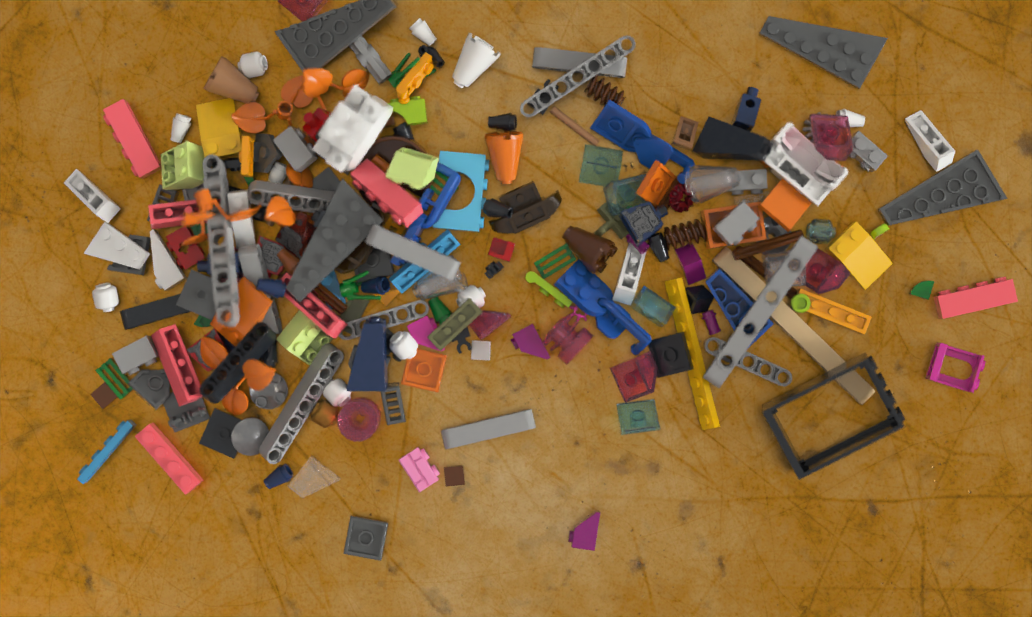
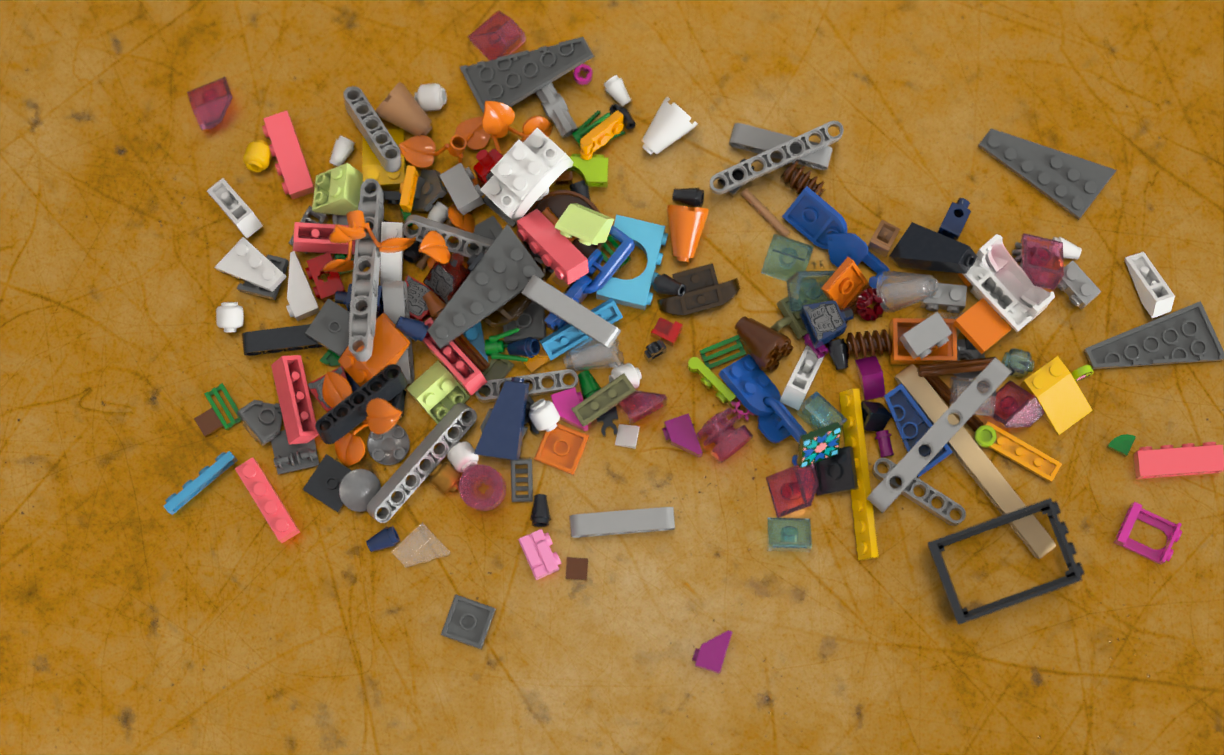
camera: 10 degrees right, 10 degrees down
(51, 100) = (210, 102): none -> clear pink slope
(103, 144) = (257, 156): none -> yellow head
(136, 355) = (251, 383): light grey brick -> none
(207, 112) = (372, 129): none -> light grey beam
(395, 21) = (579, 80): none -> dark pink bush
(414, 432) = (540, 511): none -> black cone
(653, 338) = (819, 444): none -> tile

